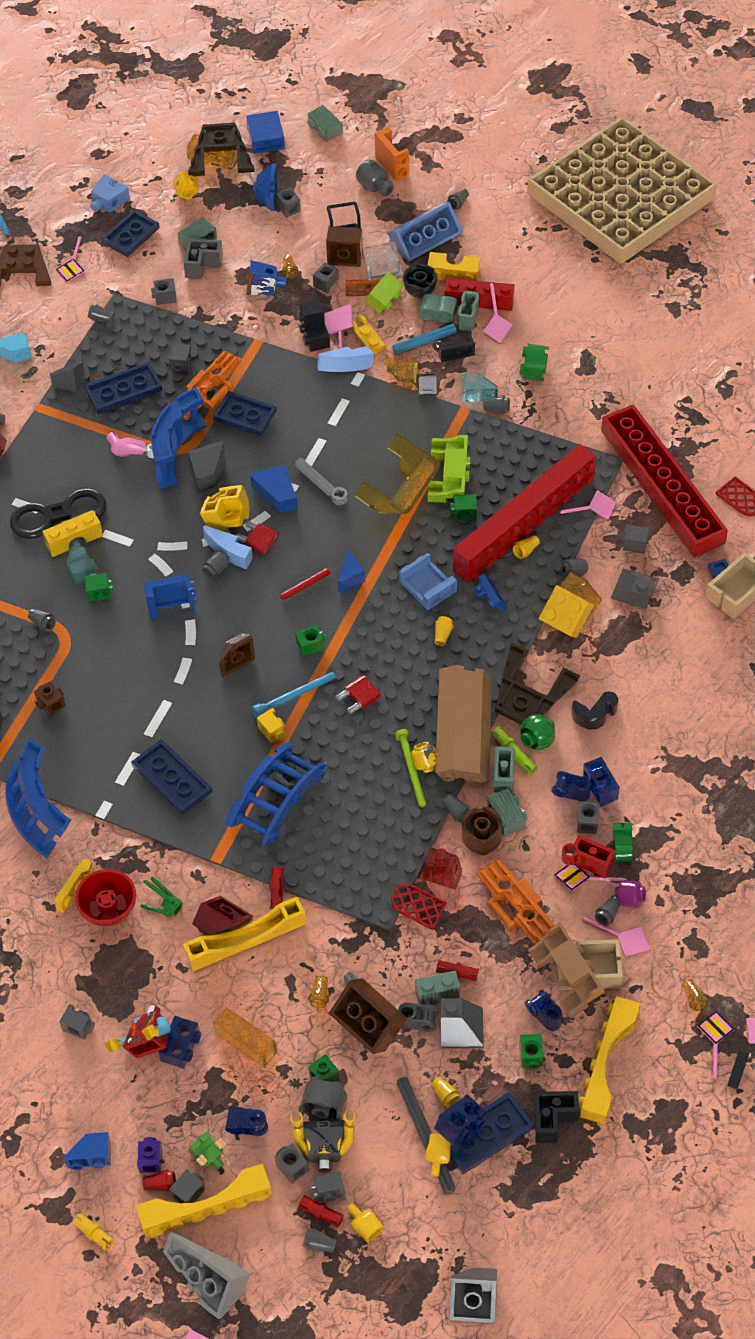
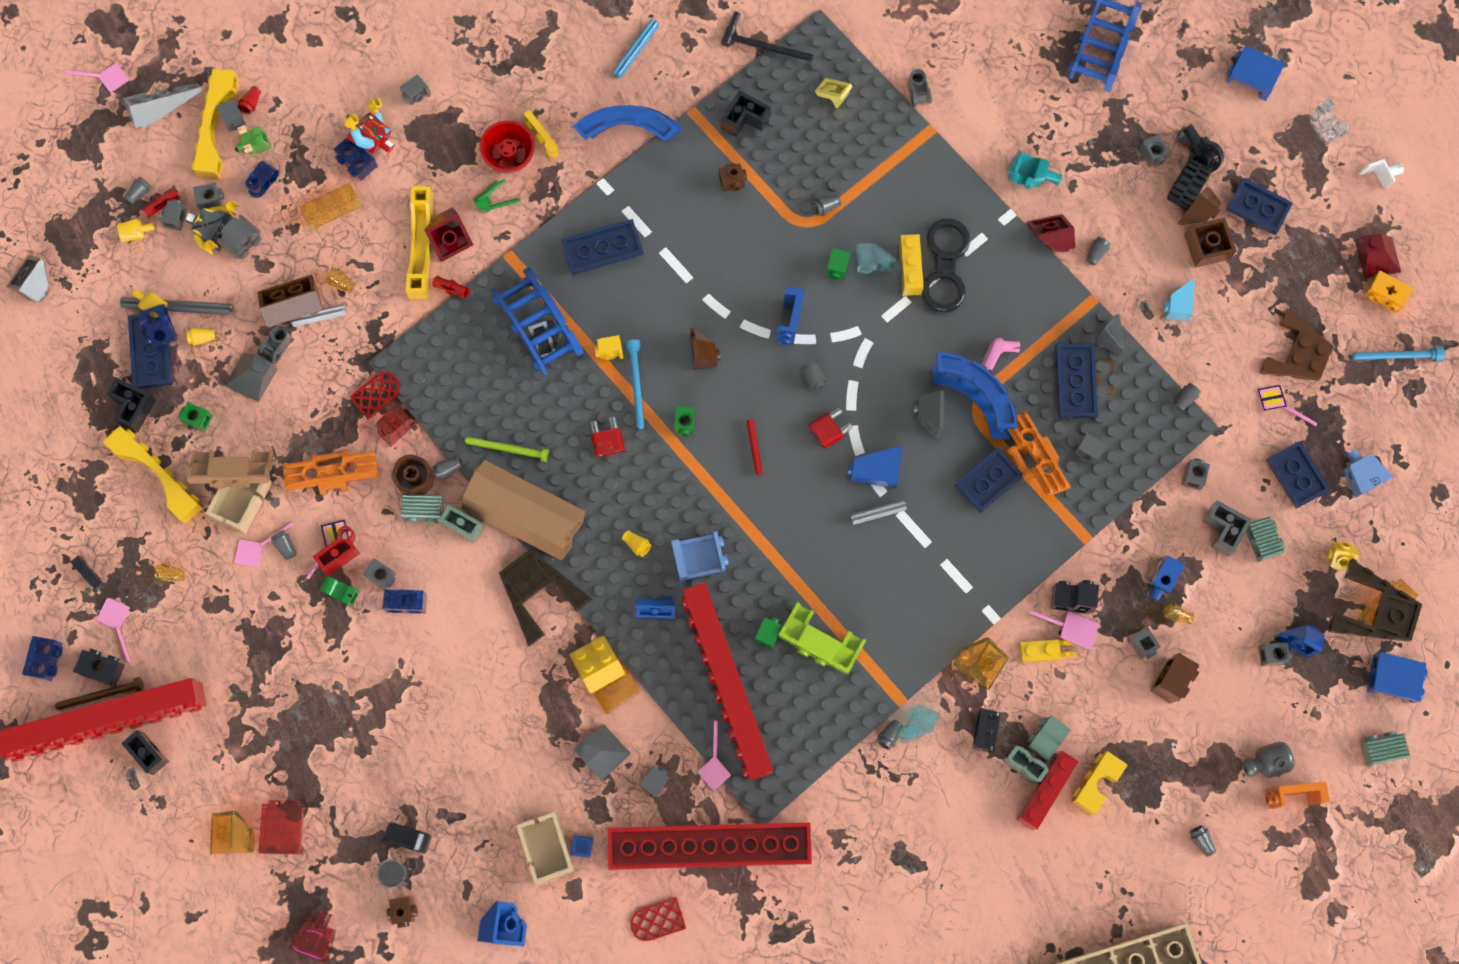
camera: 110 degrees right, 20 degrees up
(90, 1151) = (299, 62): blue slope -> none
(93, 1232) = (237, 40): yellow pin -> none
(149, 1162) = (268, 101): dark purple brick -> none
(224, 542) = (828, 394): light blue slope -> none
(226, 508) = (870, 408): yellow brick -> none
(324, 1069) = (266, 251): green brick -> none
(339, 491) = (848, 520): light grey bush -> none
(345, 360) = (1014, 608): light blue slope -> none
(351, 574) = (743, 491): blue slope -> none
(358, 225) = (1203, 677): black piece -> none
(360, 287) = (1117, 677): clear orange tile -> none
(381, 259) = (1138, 709): clear slope -> none
(384, 292) = (1092, 691): lime brick -> none
(418, 468) = (813, 591): clear yellow windscreen -> none
(419, 280) = (1090, 733): black cylinder -> none
(424, 339) = (1014, 706): dark azure axle -> none
(424, 757) = (507, 459): yellow head -> none
(426, 231) = (1166, 779): medium blue slope -> none
(427, 384) = (945, 674): brick -> none
(433, 988) = (289, 370): sand green brick -> none
(462, 971) = (299, 395): red pin -> none
(498, 326) = (995, 787): bright pink piece -> none
(504, 740) = (490, 544): lime pin -> none
(525, 547) = (694, 668): yellow cone -> none
(535, 362) = (921, 795): green brick -> none
(537, 729) = (488, 576): green plant -> none
(543, 1007) = (227, 445): clear blue piece -> none
(571, 786) = (418, 575): clear blue piece -> none
(576, 566) = (649, 702): dark grey brick -> none
(596, 716) = (476, 637): black animal -> none
(630, 893) = (287, 570): magenta head -> none
(716, 1029) = (134, 576): piece -> none

